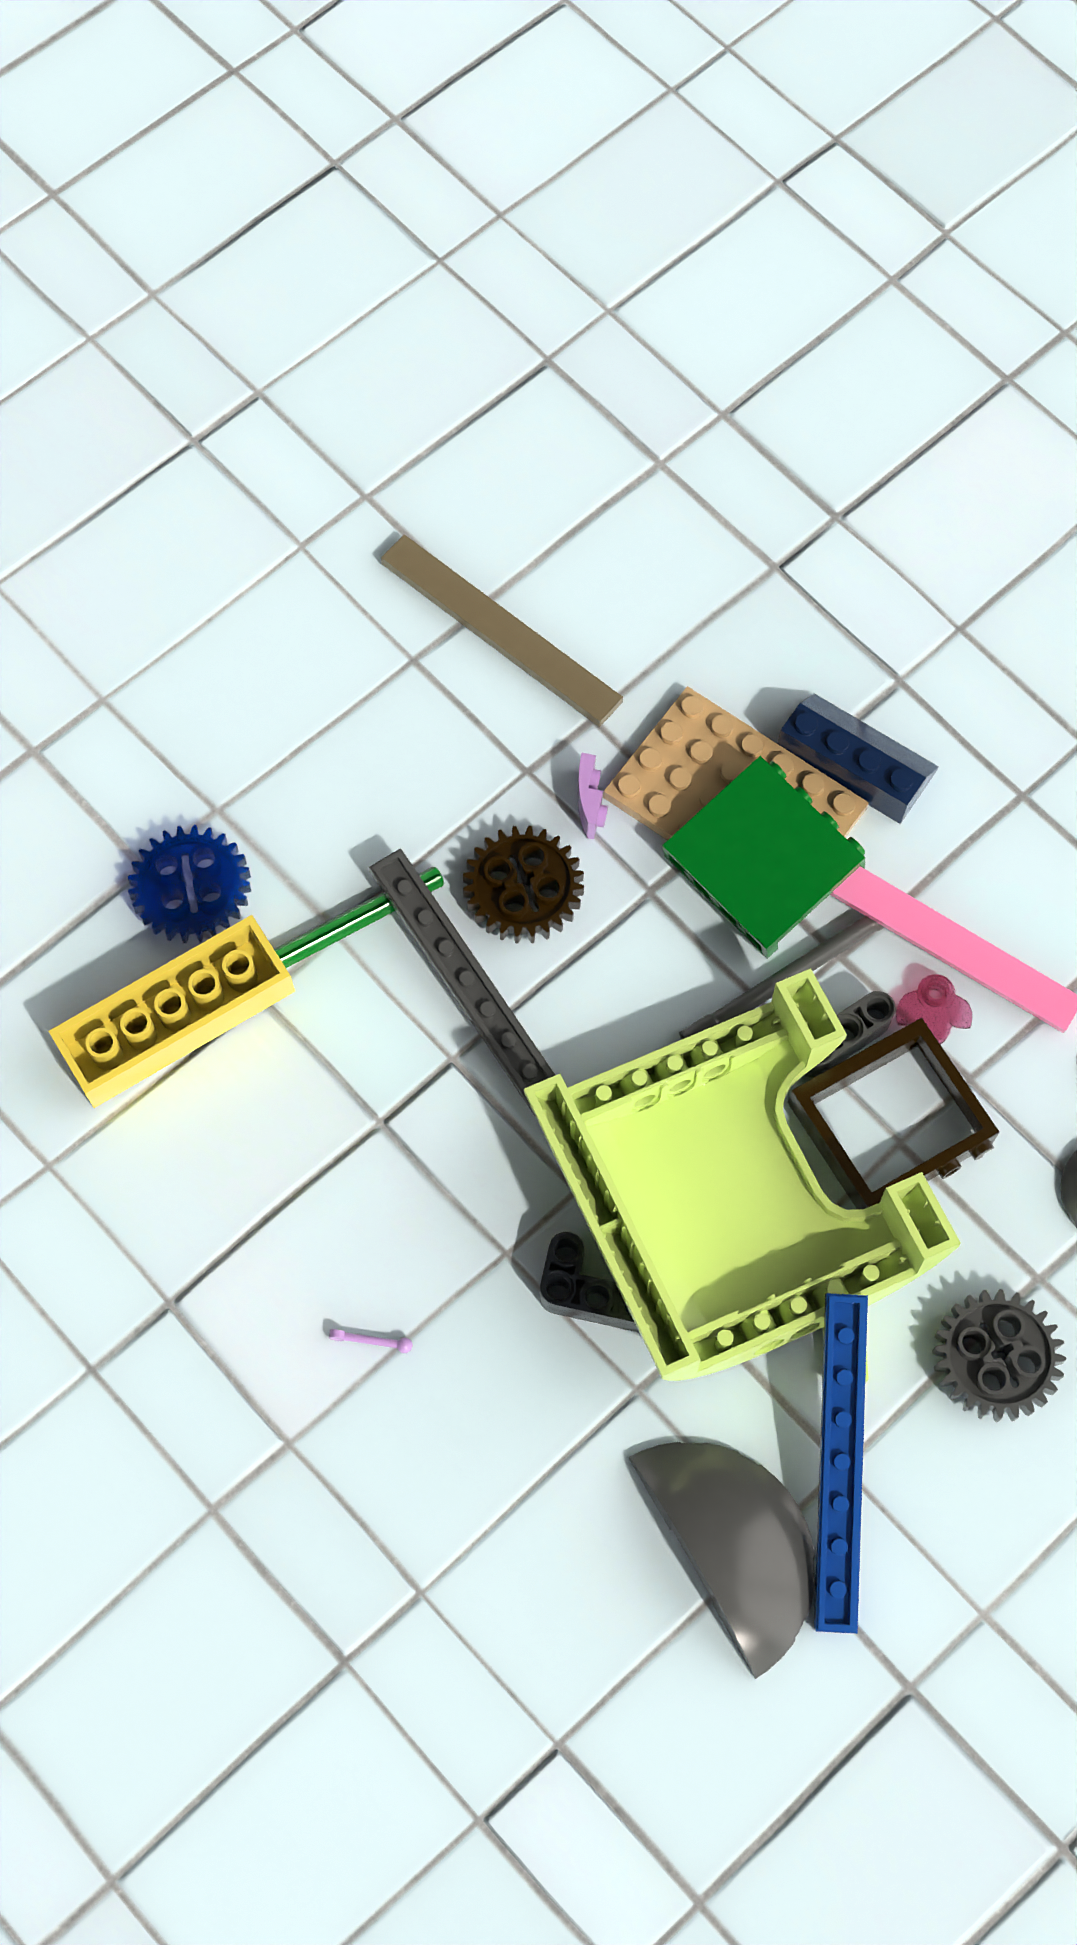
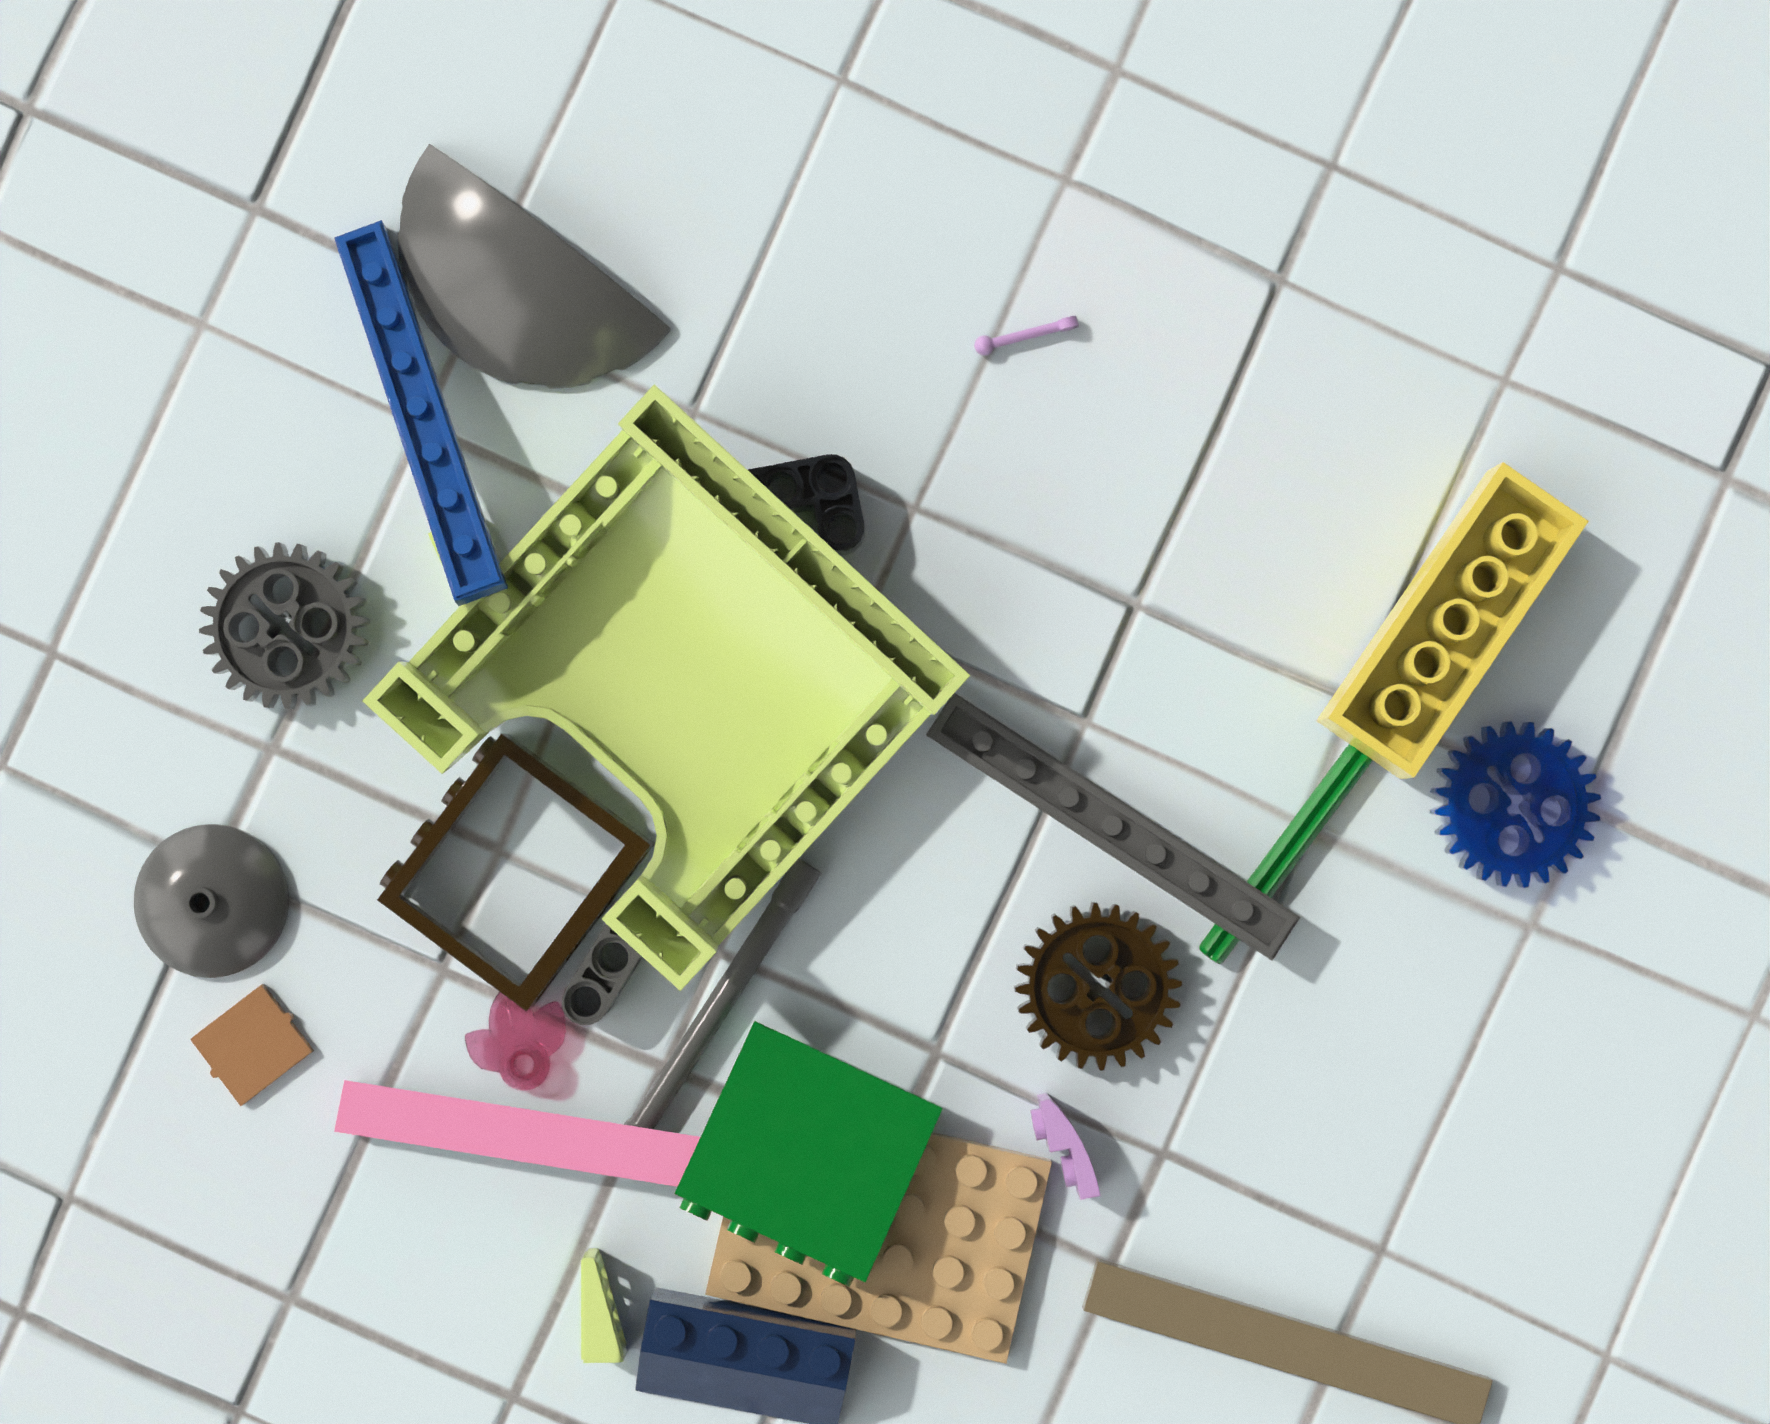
camera: 155 degrees right, 20 degrees up
(946, 808) = (600, 1324): none -> yellowish green slope

